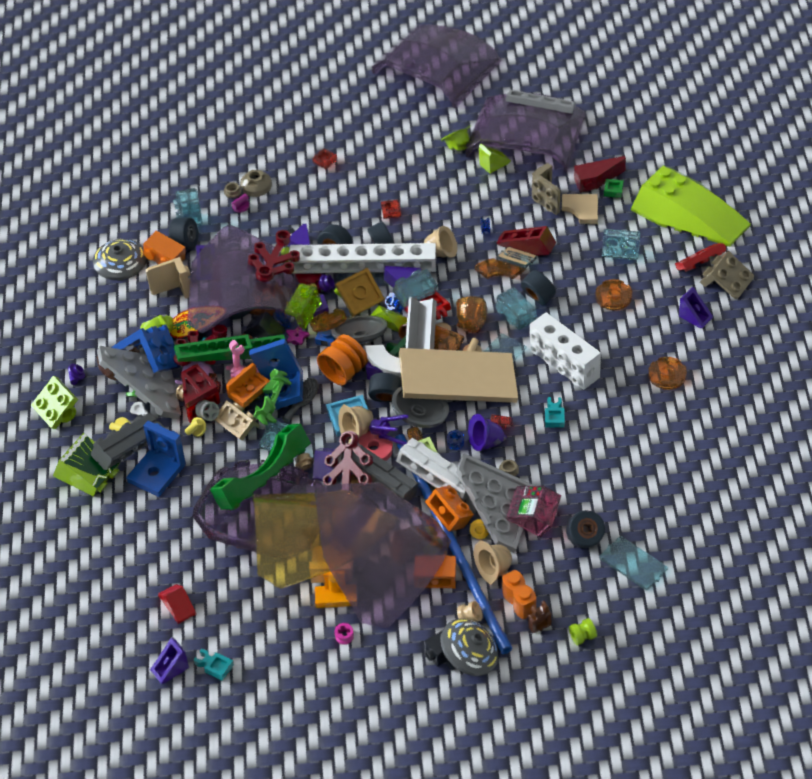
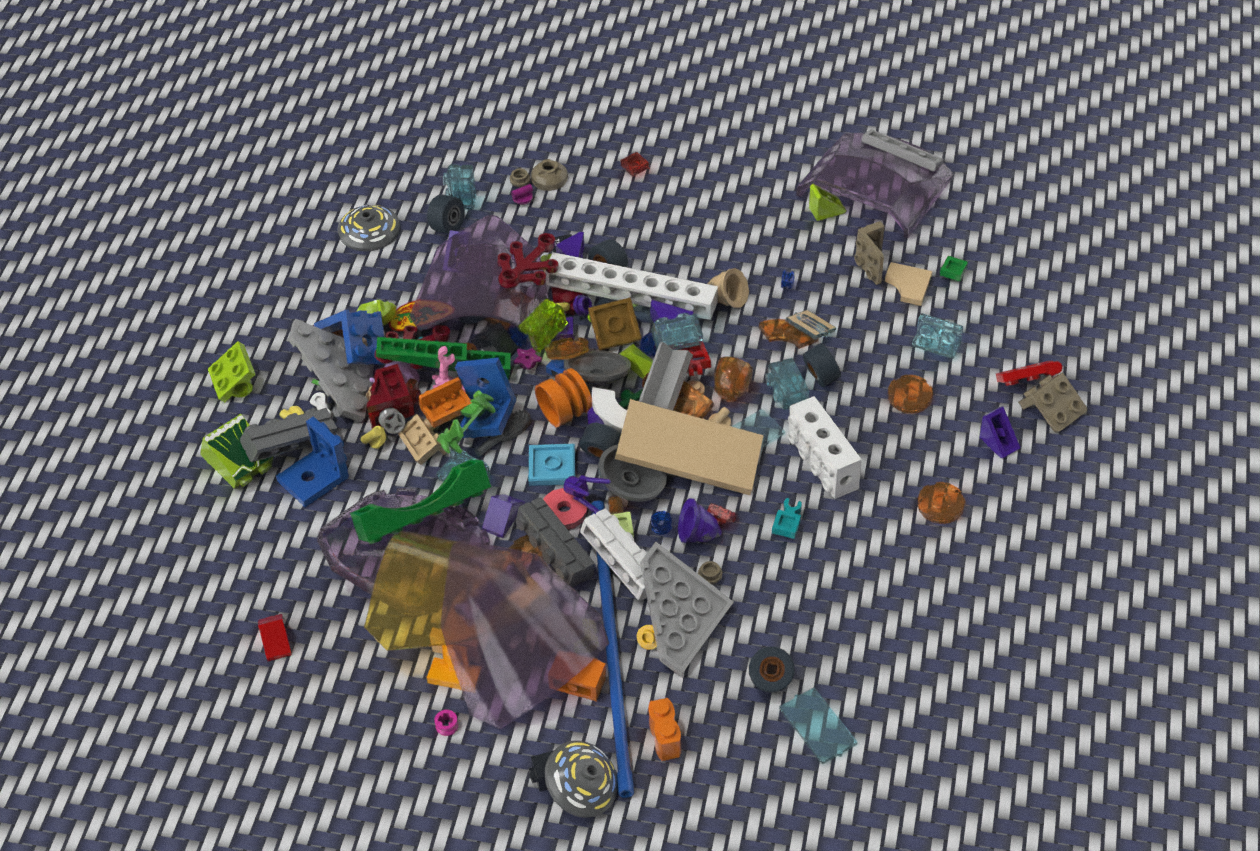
camera: 15 degrees right, 0 degrees up
(75, 373) = (270, 344): dark purple plate -> none
(162, 248) = (417, 229): orange brick -> none
(169, 276) = (407, 258): tan bracket -> none
(170, 662) = (236, 705): dark purple slope -> none
(215, 665) = (286, 723): teal plate -> none
(304, 461) = (478, 506): tan plate -> none
(347, 464) = (527, 499): plant -> none
(354, 419) = (550, 473): tan piece -> none
(380, 234) = (662, 263): black wheel -> none
(390, 209) = (687, 237): clear red plate -> none
(443, 58) = (810, 80): clear purple windscreen -> none
(449, 508) = (620, 603): orange brick -> none
(457, 140) = (791, 173): lime piece -> none
(471, 611) = (599, 735): tan wheel -> none
(491, 560) = (649, 679): tan piece -> none
(530, 240) = (834, 308): dark red slope -> none
(534, 508) = (719, 628): clear pink slope -> none
(539, 618) = (678, 765): reddish brown plate -> none
(582, 631) = (724, 795): lime wheel -> none
(594, 174) = (934, 247): dark red slope -> none
(689, 206) = (1036, 308): lime wedge -> none

